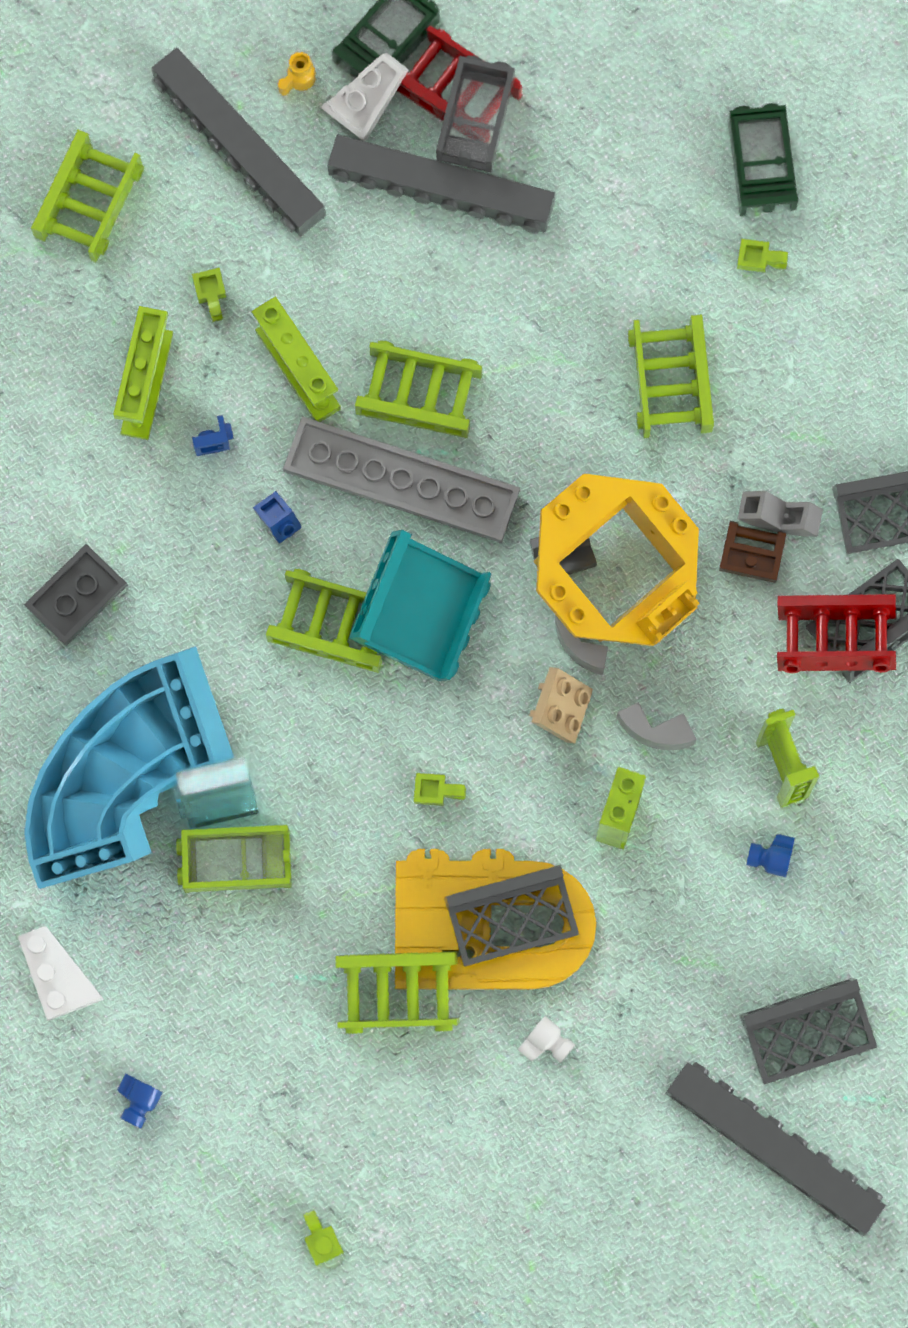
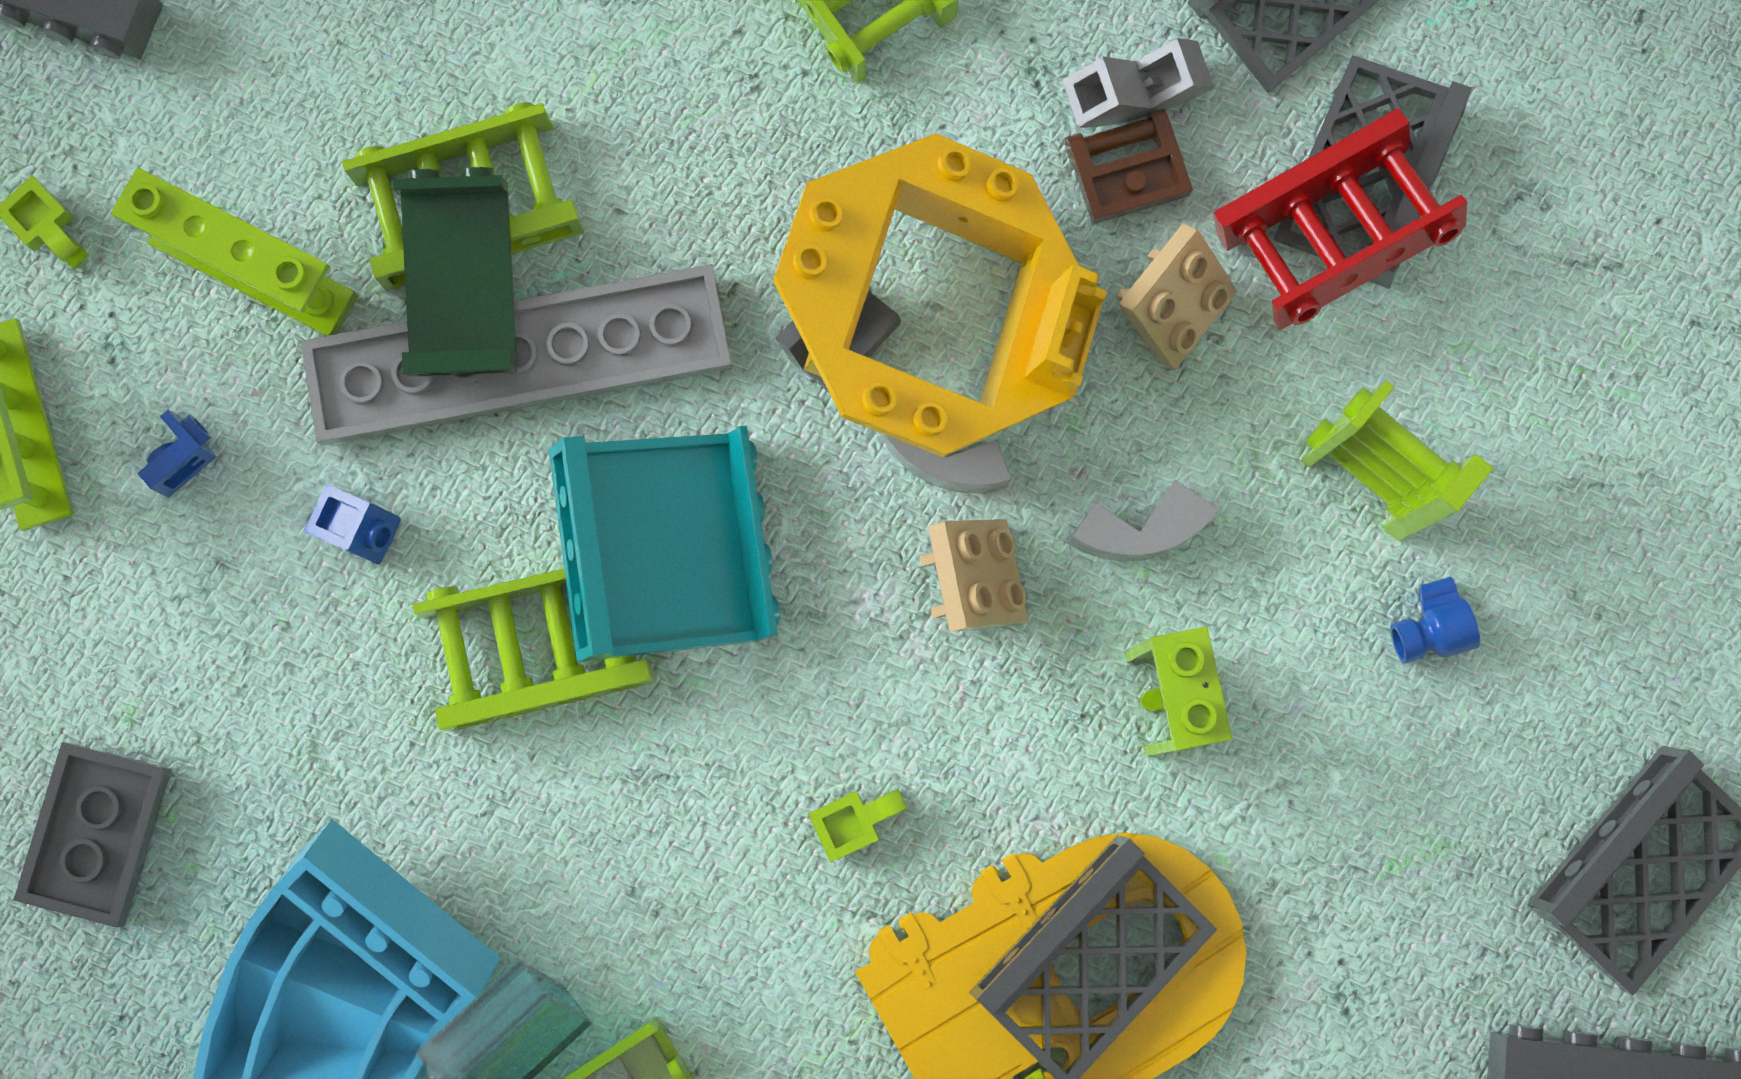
camera: 35 degrees left, 5 degrees up
(395, 426) = (457, 273): none -> dark green panel
(737, 627) = (1177, 296): none -> tan plate

